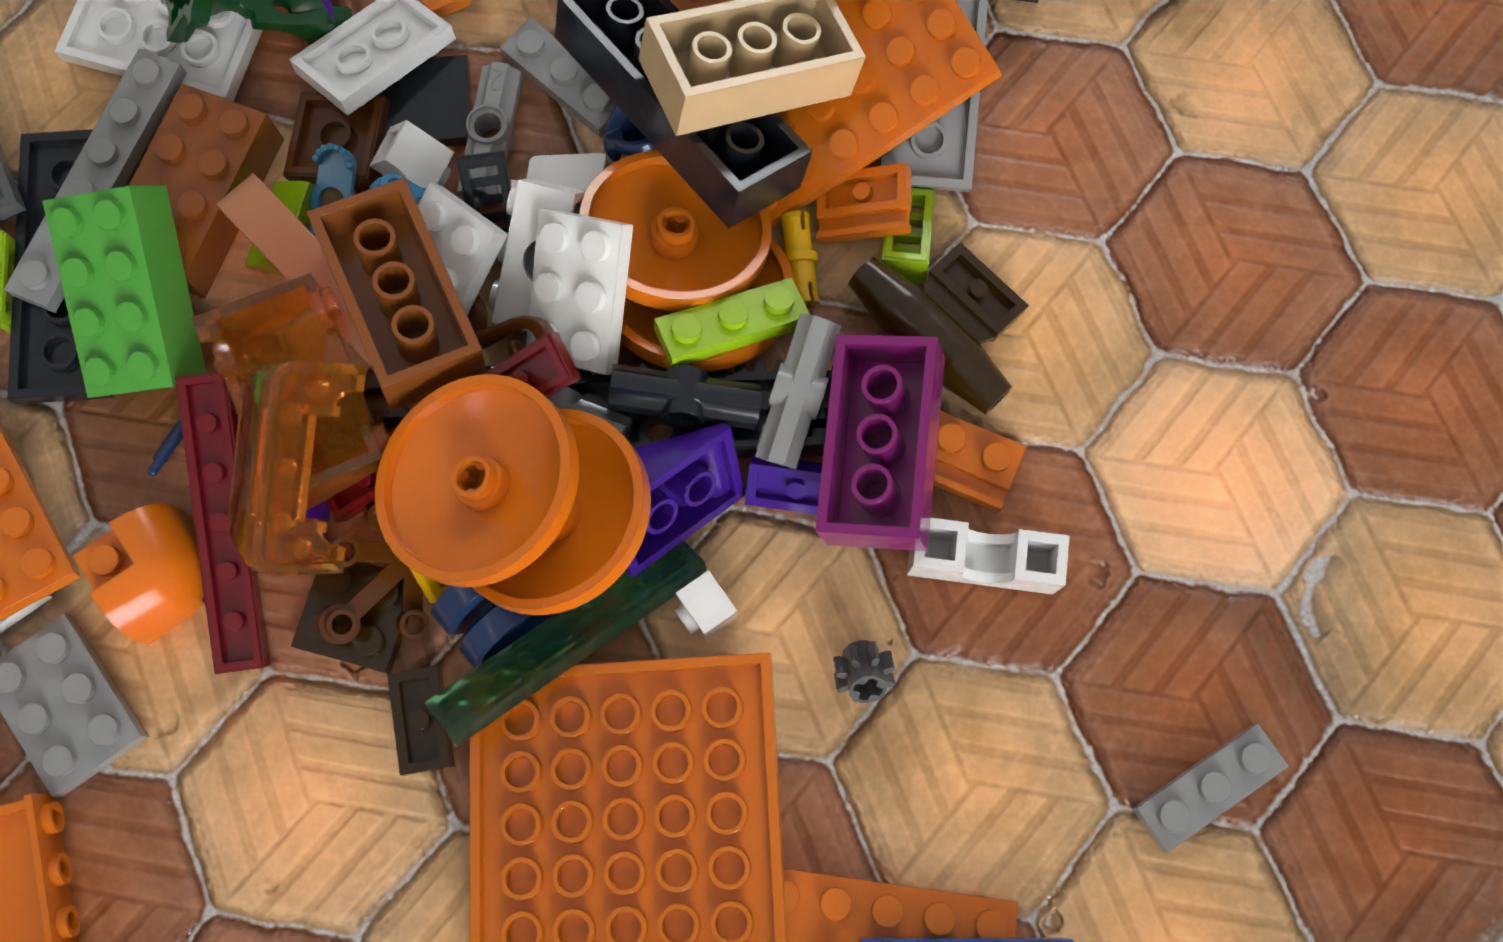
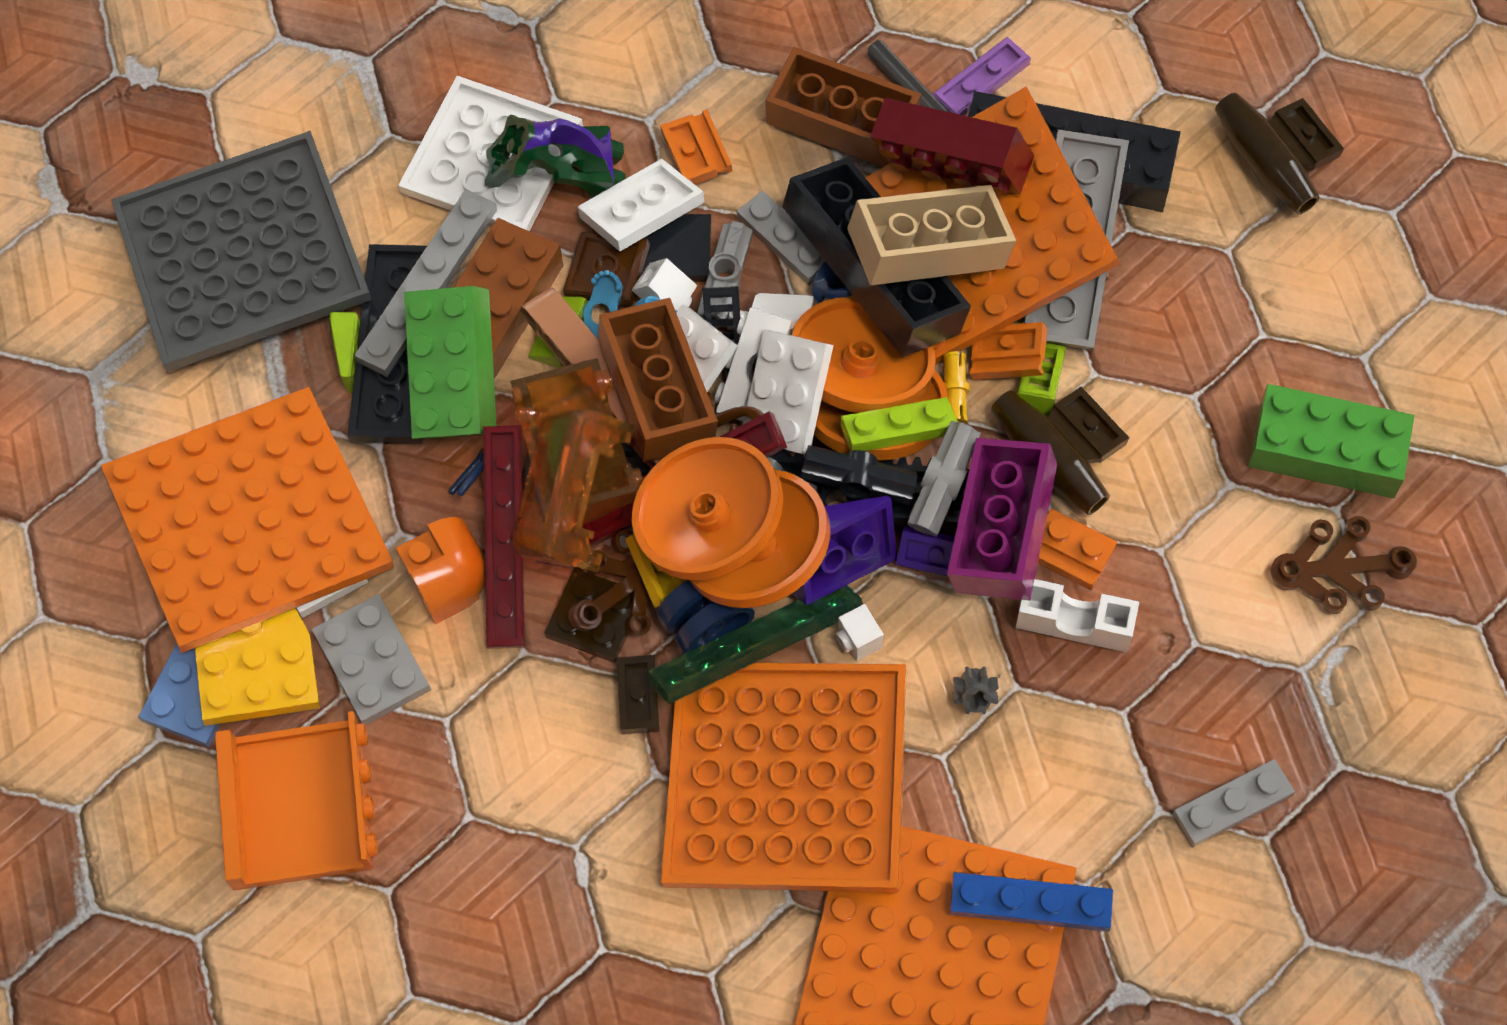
camera: 10 degrees right, 10 degrees down
(1286, 286) = (1331, 441): none -> bright green brick
(1308, 454) = (1339, 568): none -> reddish brown plant

